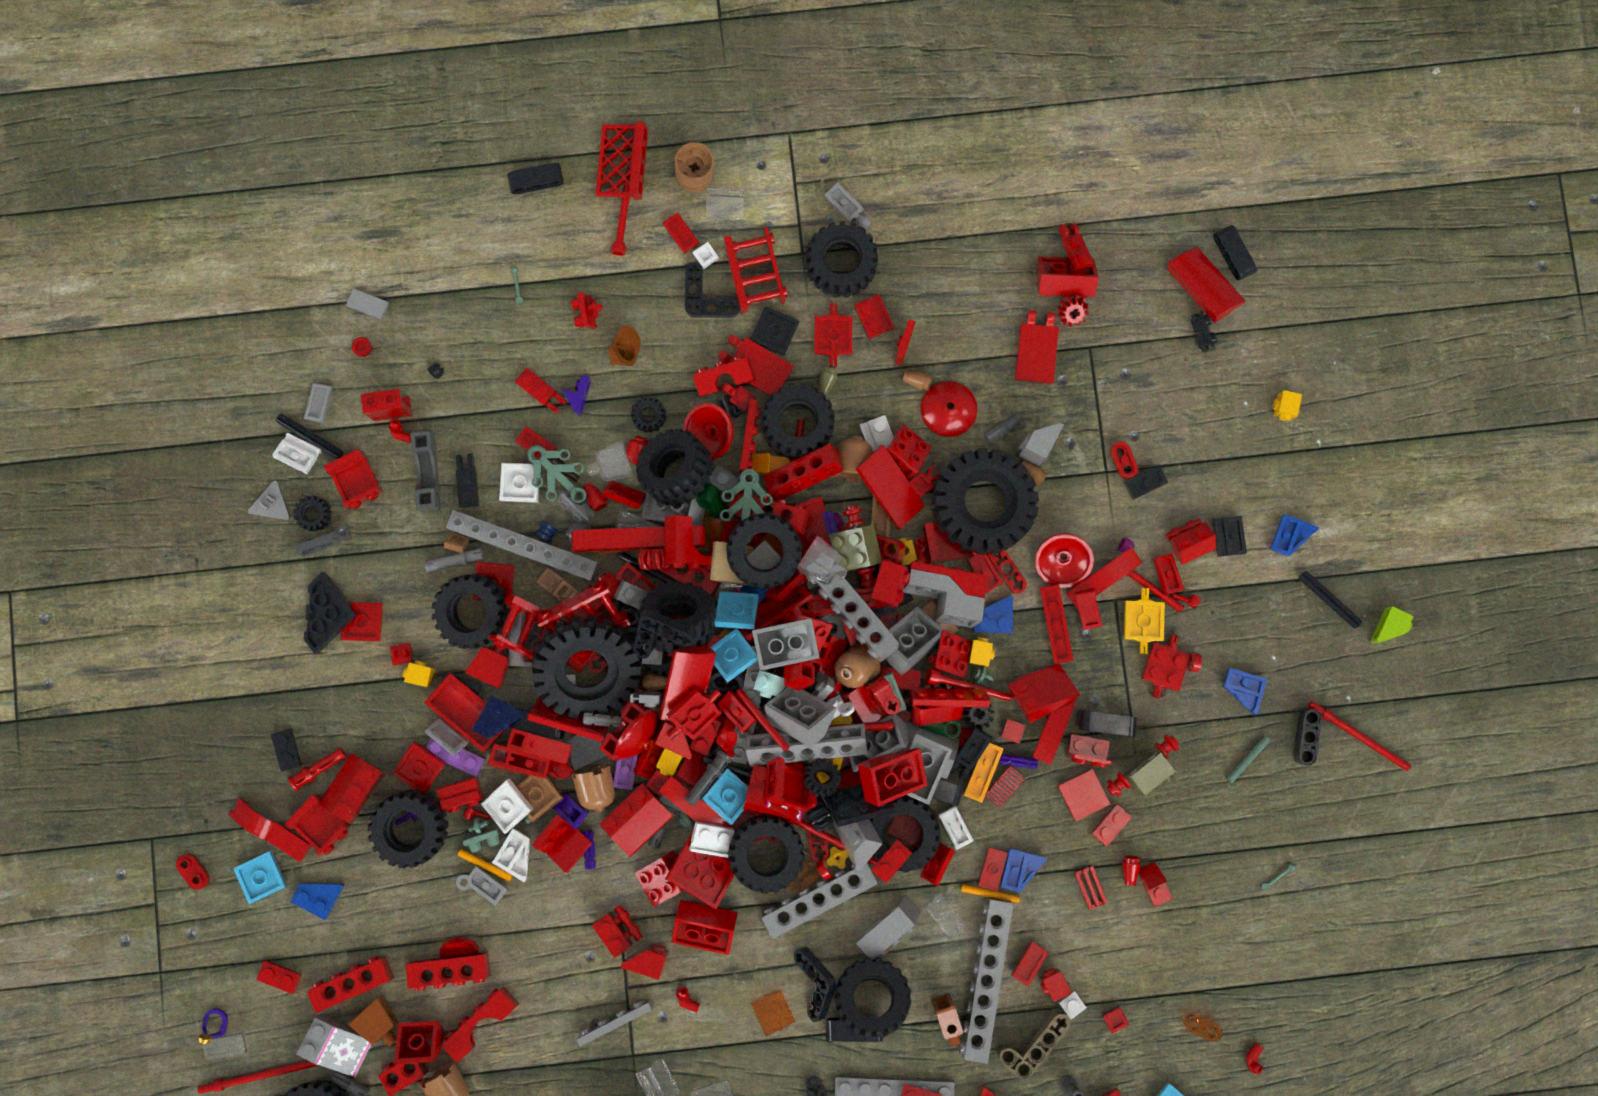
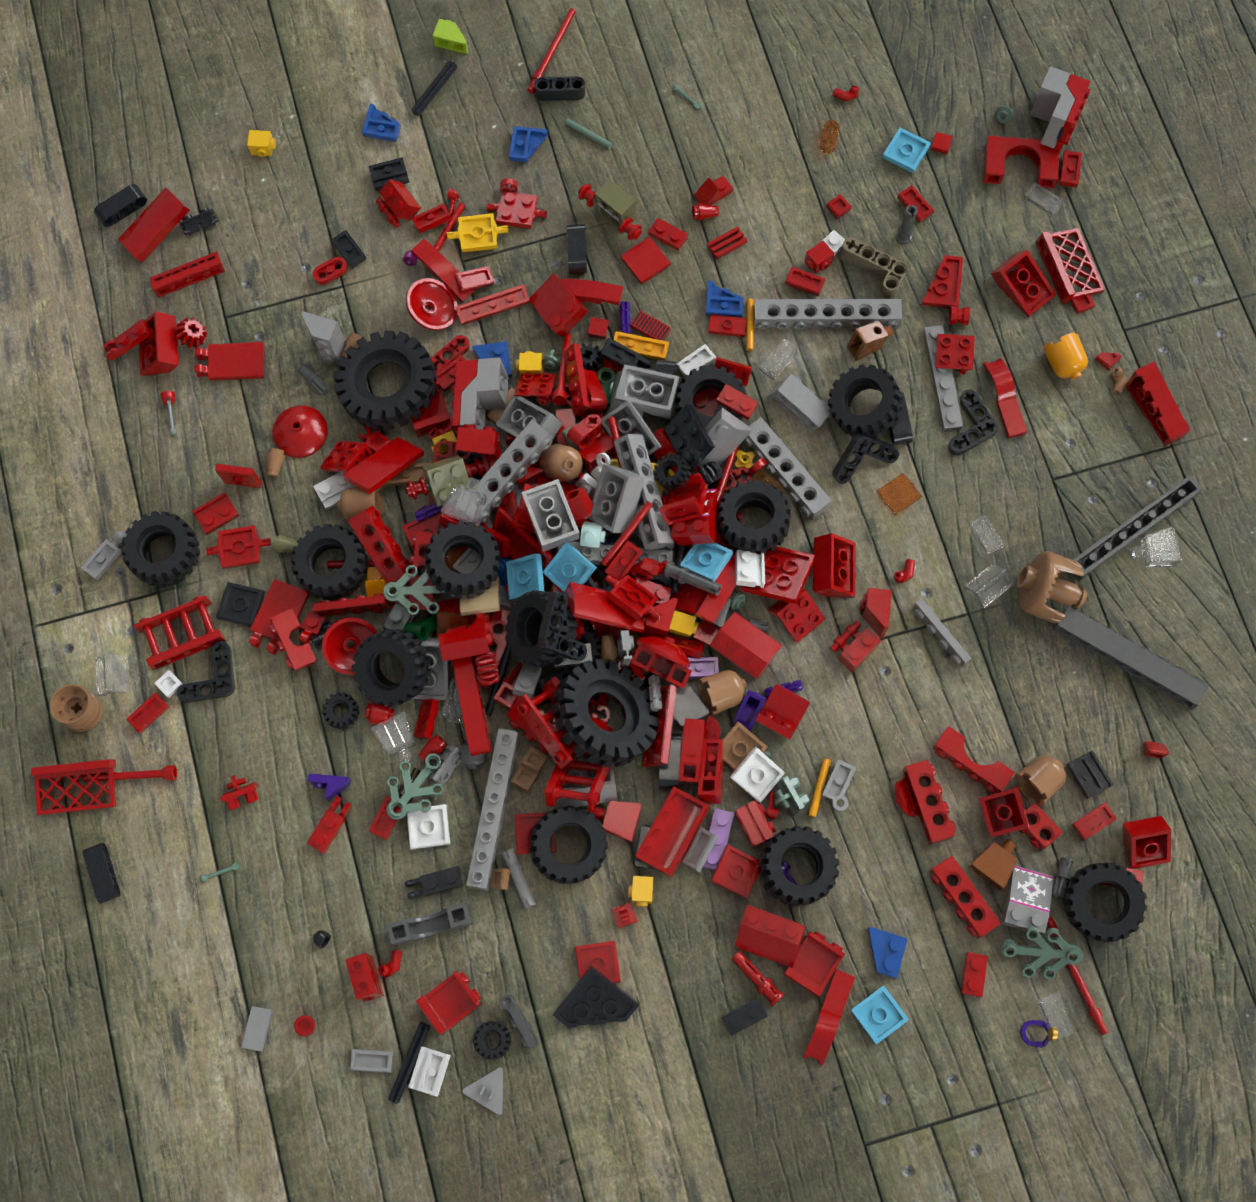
camera: 95 degrees left, 10 degrees down
(193, 869) = (889, 1090): red plate -> none
(275, 1071) = (1044, 952): none -> sand green plant
(496, 717) = (671, 798): clear blue wing -> none
(514, 855) = (803, 759): white wing -> none
(546, 531) = (475, 789): dark blue wheel -> none
(624, 347) = (275, 746): dark orange piece -> none
(892, 776) = (658, 408): red slope -> none
(1004, 282) = (168, 398): none -> hinge
(1088, 749) = (605, 260): red bracket -> none
(1139, 314) = (187, 274): none -> red fence

